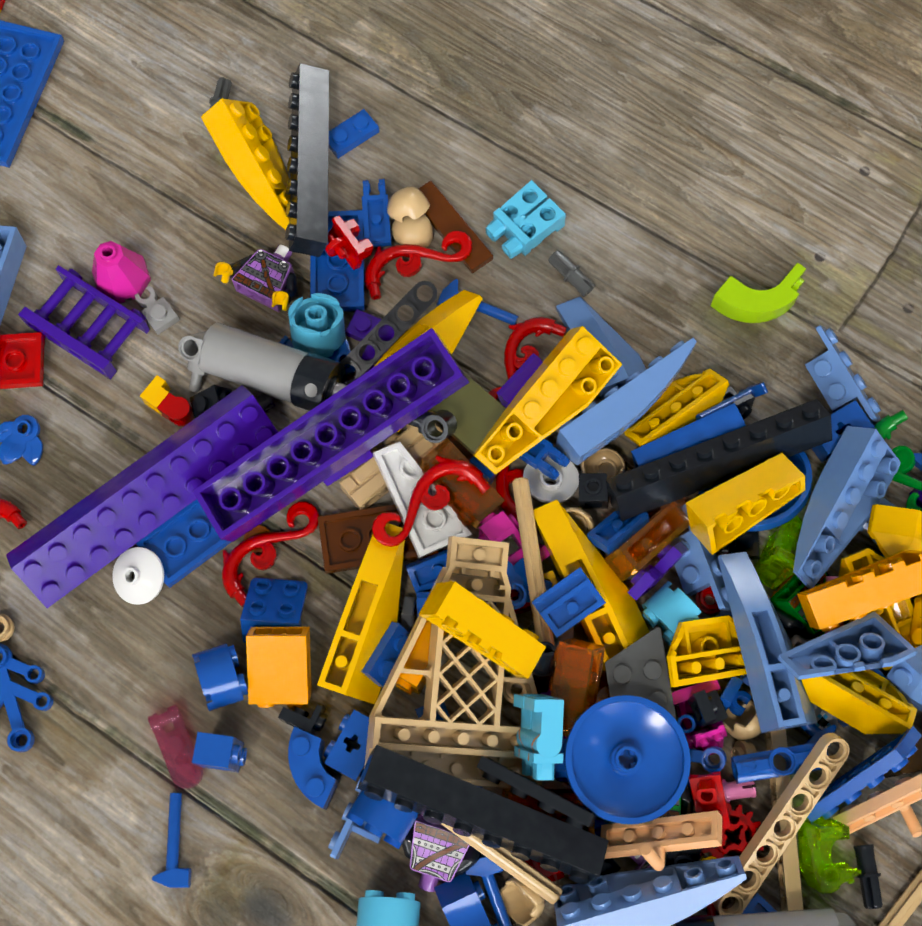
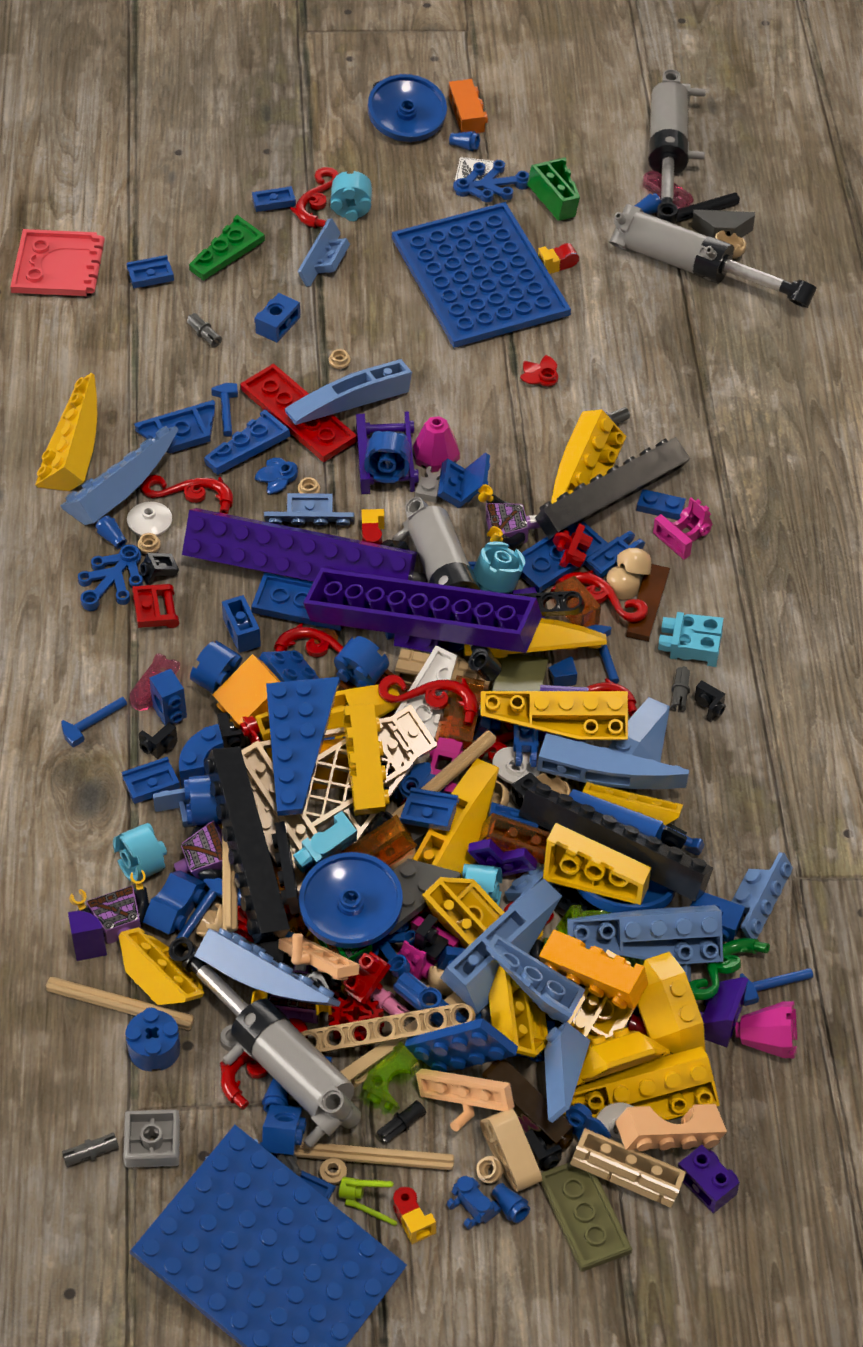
camera: 50 degrees right, 20 degrees down
(37, 640) = (158, 565): none -> black bracket
(61, 416) = (309, 485): none -> tan plate
(79, 687) = (147, 606): none -> red plate
(91, 441) = (310, 508): none -> medium blue bracket
(103, 325) = (387, 456): none -> blue brick
(107, 117) = (541, 373): none -> red plate
(147, 571) = (248, 584): white dish -> none
(182, 611) = (241, 624): none -> blue brick
(185, 278) = (461, 484): none -> blue bracket
(262, 789) = (160, 742): none -> black bracket
(298, 838) = (150, 779): none -> blue plate
(327, 699) = (250, 728): none -> red plate
(335, 536) = (360, 662): none -> blue brick
(389, 664) = (297, 730): none -> blue wing
(398, 118) = (693, 517): none -> dark pink tile
(400, 281) = (592, 609): none -> clear orange brick
(474, 357) = (563, 673): none -> blue slope
(603, 256) = (711, 698): none -> black bracket
(758, 306) = (772, 816): lime arch -> none

